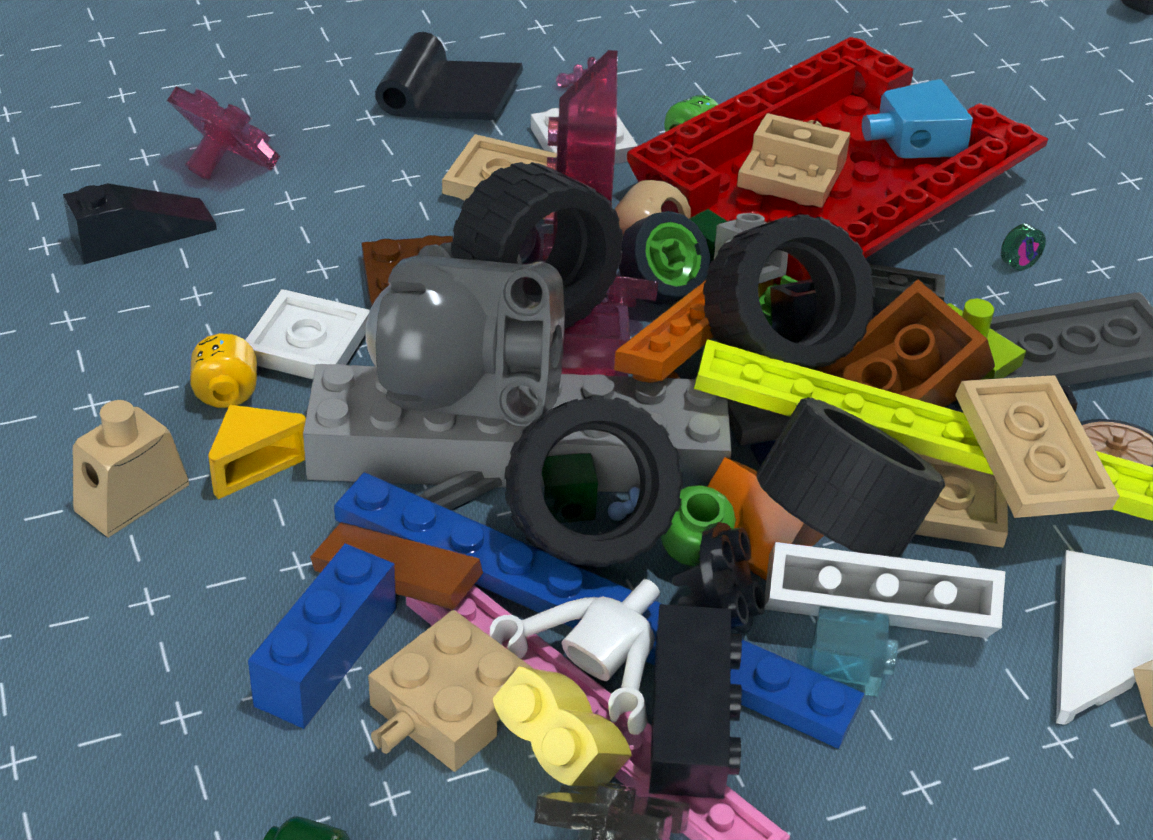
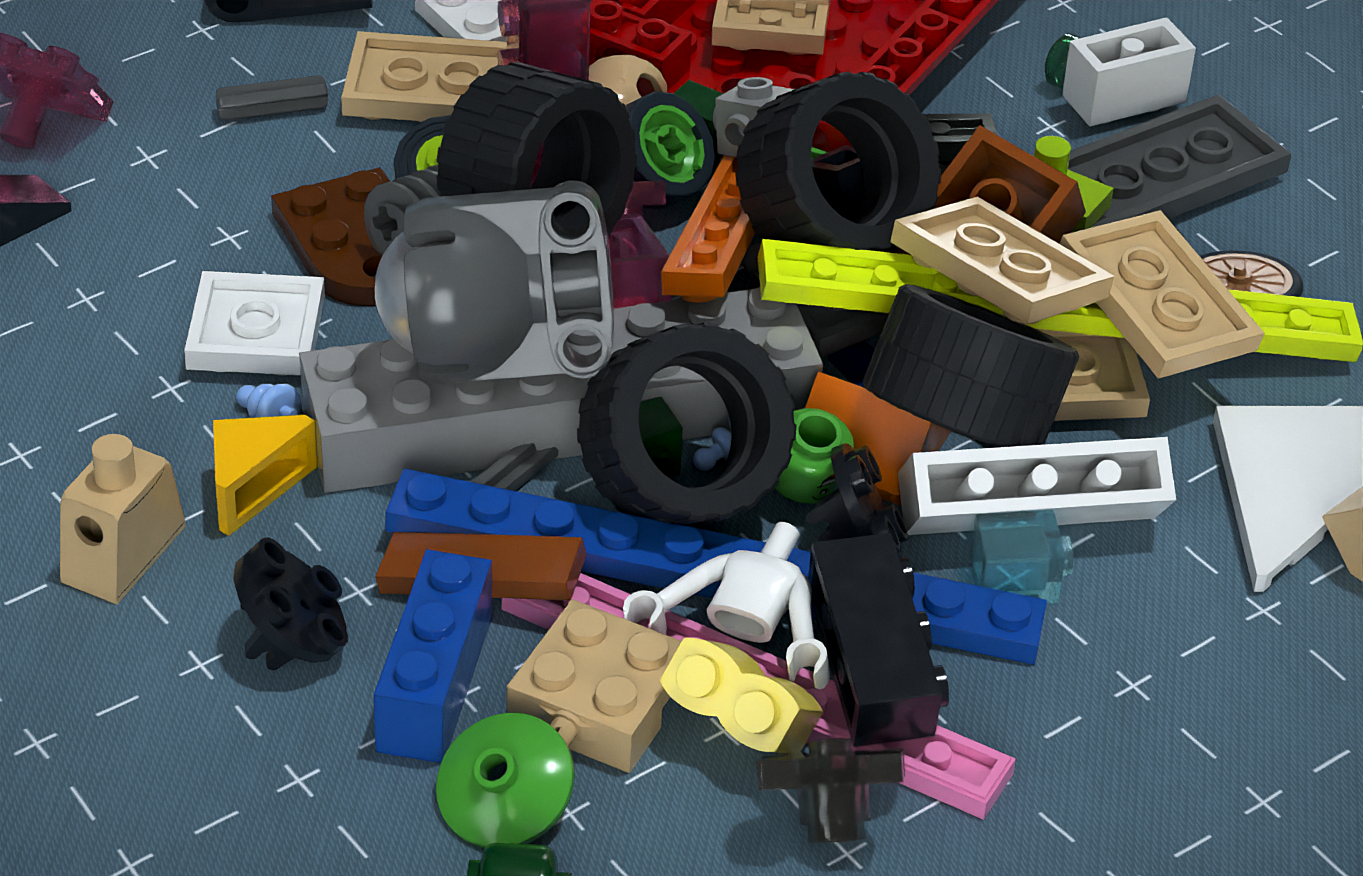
camera: 15 degrees left, 0 degrees up
(223, 367) = (177, 378): yellow head -> none
(225, 566) = (289, 606): none -> black plate
(290, 398) = (270, 400): none -> light blue hair
(352, 772) = (524, 799): none -> bright green dish
(395, 172) = (271, 98): none -> dark grey axle
(903, 393) = (1001, 260): none -> tan plate
(1068, 261) = (1128, 71): none -> white brick

